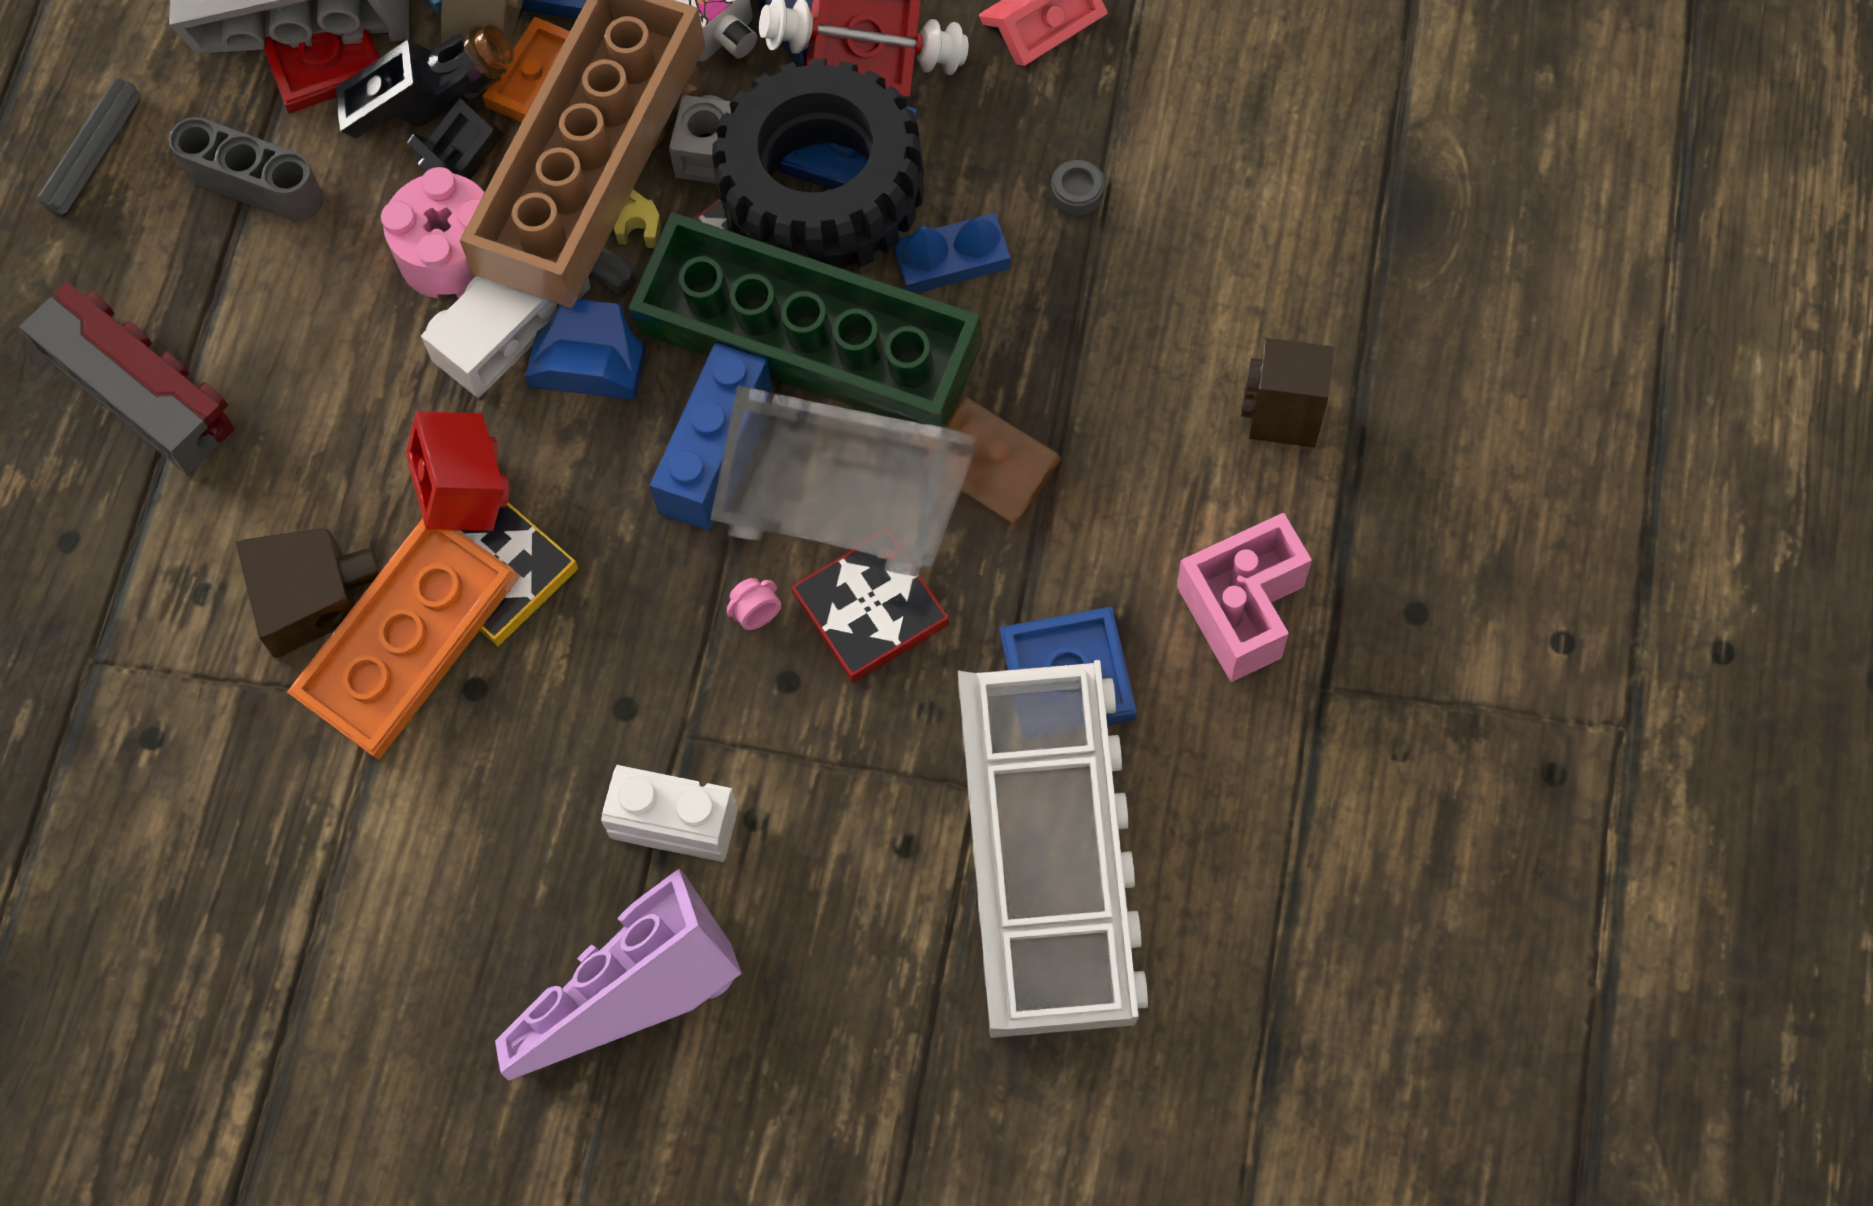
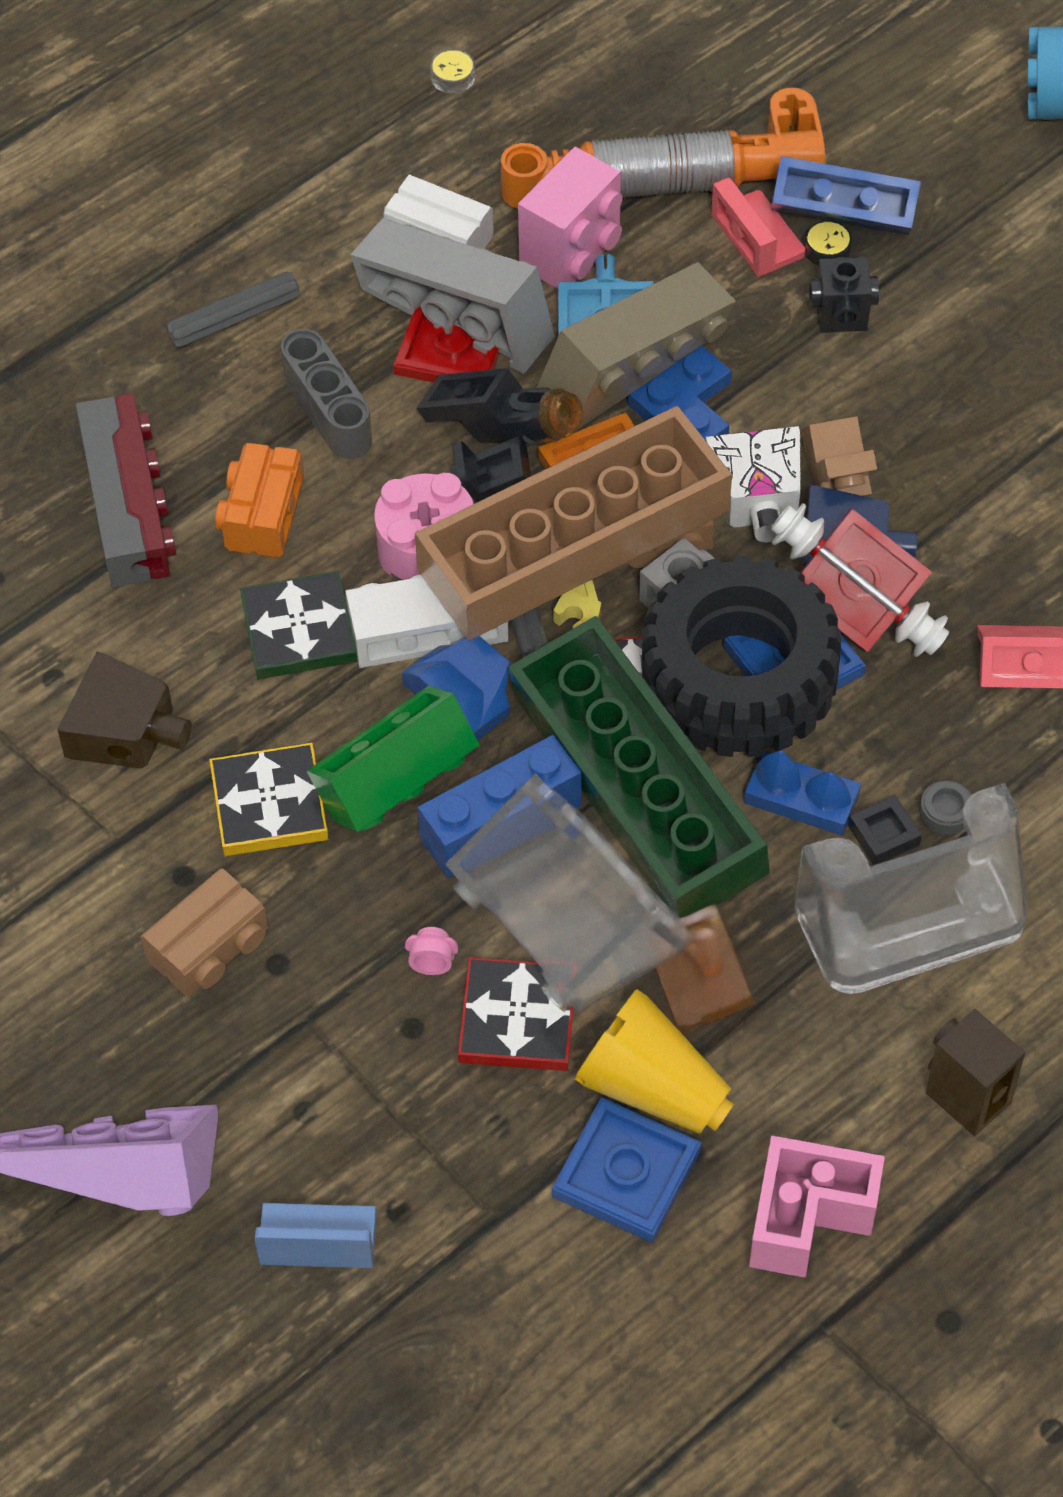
camera: 35 degrees right, 10 degrees down
(267, 303) = (261, 499): none -> orange brick
(385, 388) = (298, 625): none -> tile
(403, 636) = (162, 799): orange tile -> none
(456, 471) = (290, 704): red brick -> none
(544, 726) = (205, 933): none -> medium nougat brick
(586, 457) = (393, 759): none -> green brick
(669, 813) = (240, 1059): white brick -> none
(858, 916) = (316, 1235): none -> medium blue panel
(1028, 571) = (655, 1069): none -> yellow cone
(1043, 240) = (884, 830): none -> black tile
(1050, 850) = (492, 1285): window -> none
(1111, 324) = (917, 908): none -> clear windscreen

